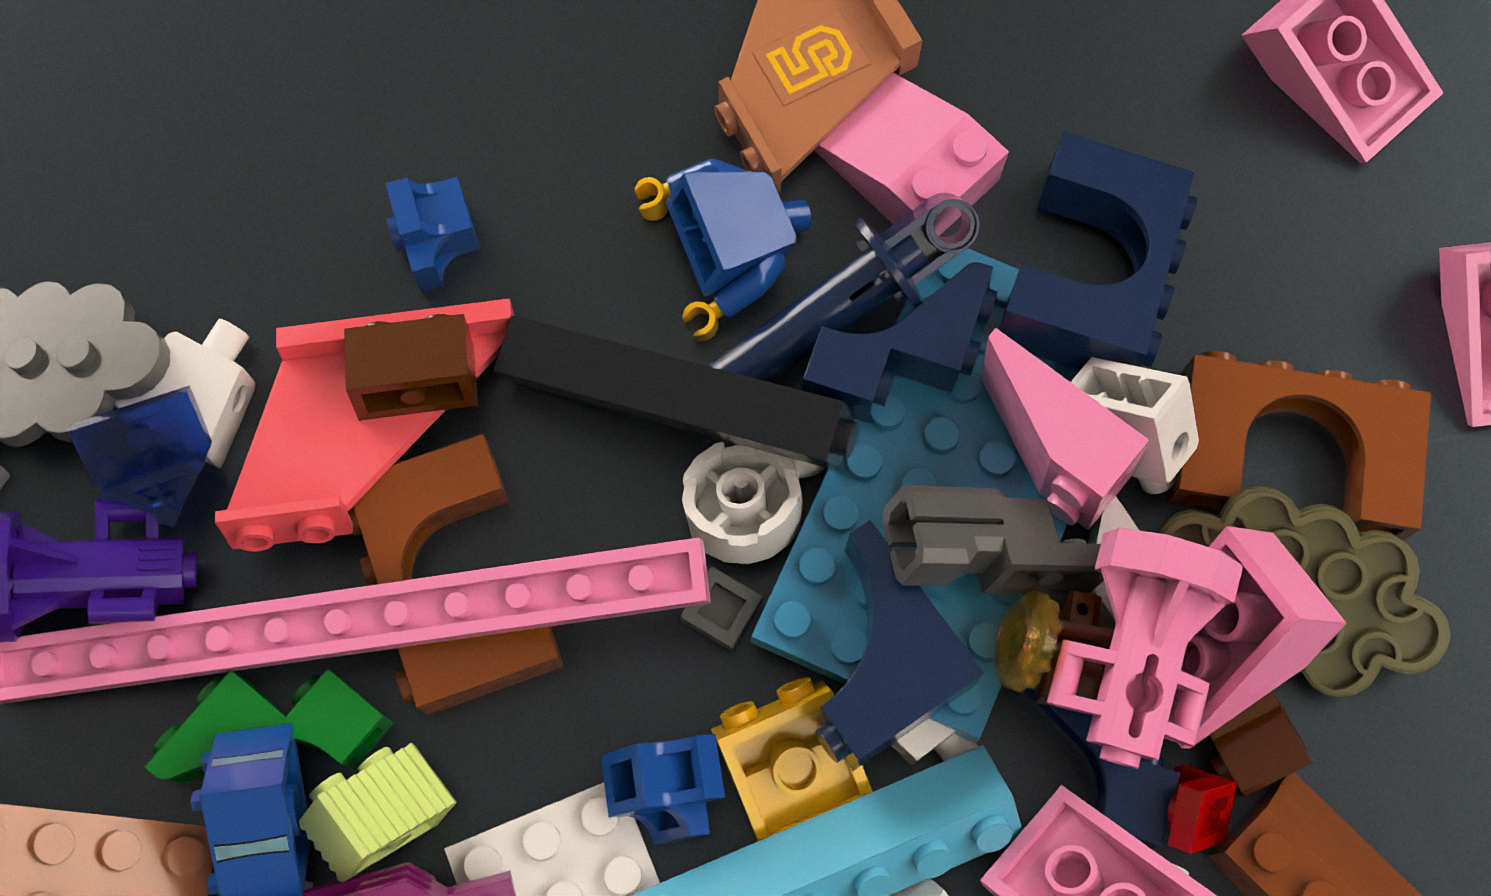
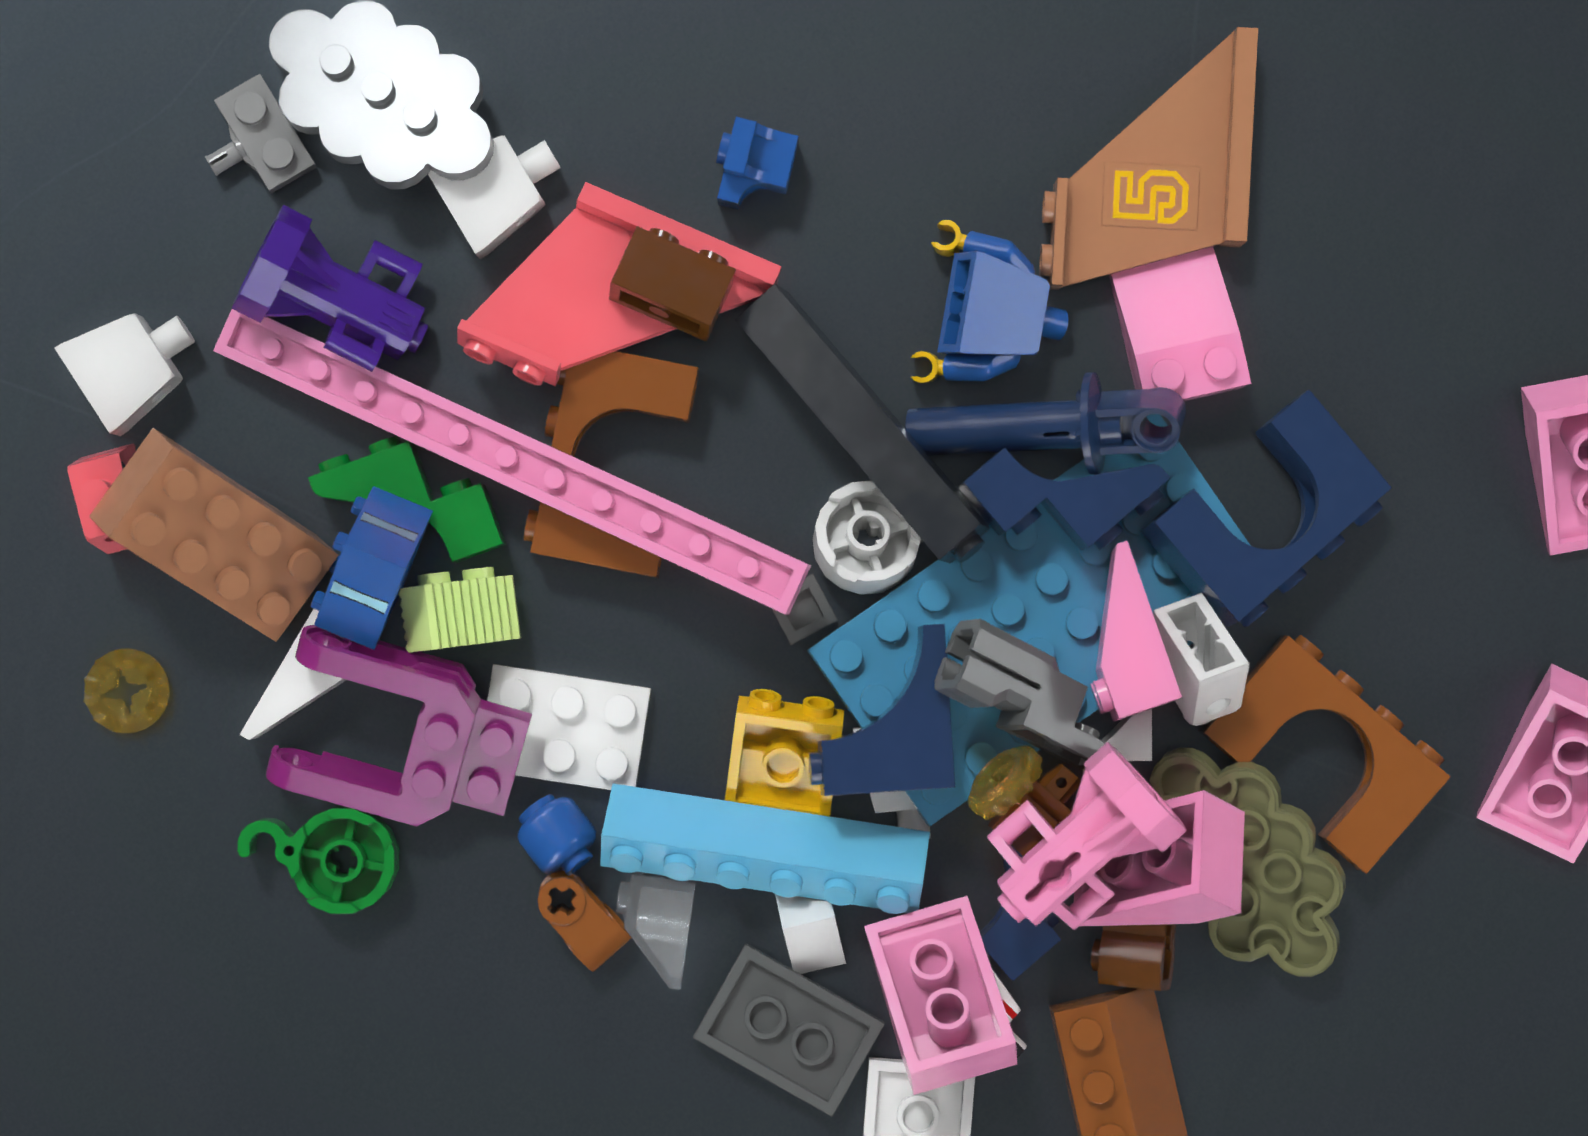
camera: 30 degrees right, 15 degrees up
(146, 452) = (433, 232): clear blue slope -> none
(665, 785) = (679, 719): blue brick -> none
(1199, 809) = (1058, 972): red bracket -> none

